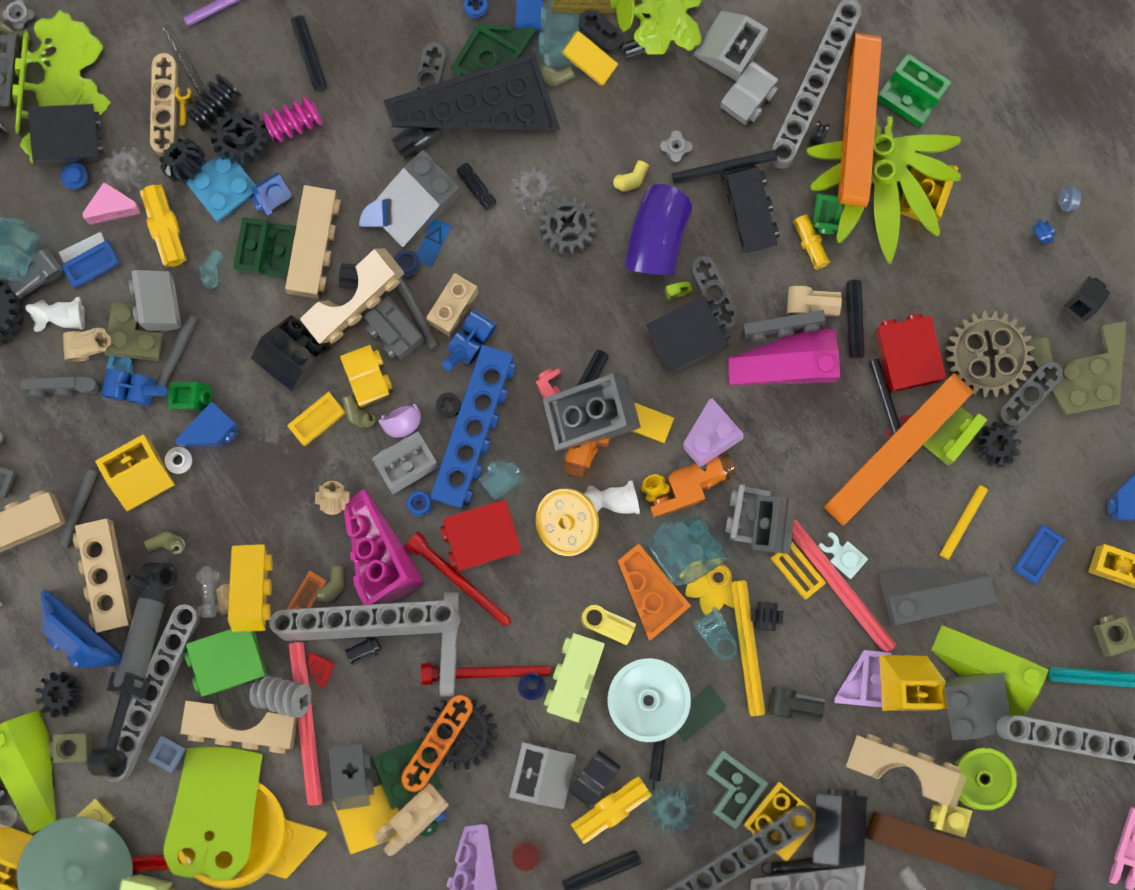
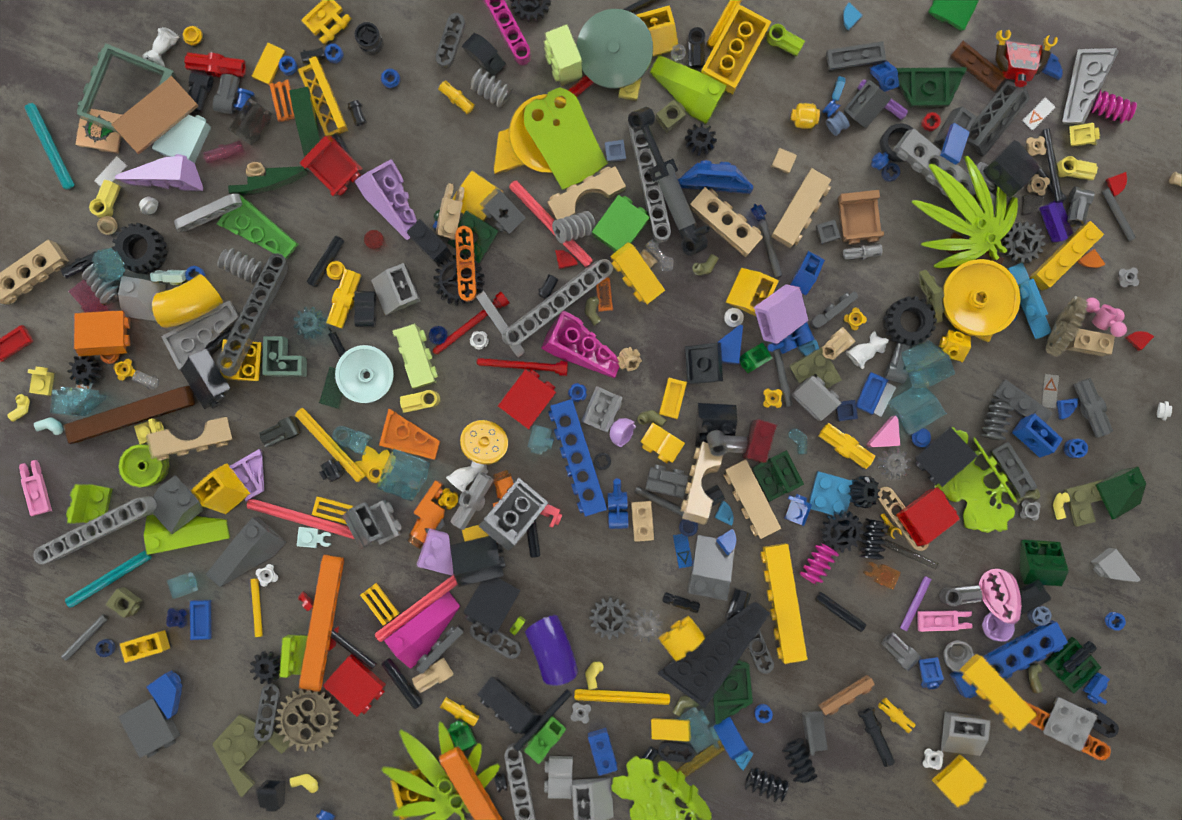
camera: 140 degrees right, 5 degrees up
(40, 353) = (861, 319): none -> yellow plate
(55, 209) = (916, 408): none -> clear light blue slope
(57, 449) = (807, 272): none -> blue slope
(57, 560) = (758, 212): none -> clear blue plate
(121, 421) = (781, 313): none -> lavender brick
(131, 261) = (847, 410): none -> dark blue plate
(133, 84) = (928, 516): none -> red brick
(204, 330) = (777, 398): none -> yellow plate
(230, 57) = (884, 575): none -> clear orange plate
(251, 430) = (704, 363): none -> black tile
(255, 297) = (759, 441): none -> dark red brick
(299, 323) = (721, 443): none -> flat silver piece
(355, 248) = (724, 513): none -> dark azure tile
(362, 105) = (784, 603): none -> yellow brick
(462, 799) = (429, 242): none -> black brick
(483, 640) = (474, 340): none -> white plate
(503, 144) = (682, 638): none -> yellow brick
(597, 852) = (335, 270): none -> yellow plate
(618, 131) = (622, 696): none -> yellow axle
(628, 465) = (471, 500): none -> light grey piece
(670, 391) = (477, 560): none -> black brick
(681, 87) = (602, 751): none -> blue brick
(737, 143) = (544, 739): none -> bright green brick
(768, 390) = (416, 608): none -> coral axle
(829, 427) = (370, 591): none -> yellow tile
(899, 483) = (307, 601): none -> red tile
(930, 557) = (263, 579): none -> white plate
(1031, 606) = (182, 585): none -> clear light blue brick
(1039, 287) = (306, 781): none -> light yellow arm
(1073, 576) = (172, 622): none -> clear blue plate
(1078, 780) = (88, 503): none -> lime bracket

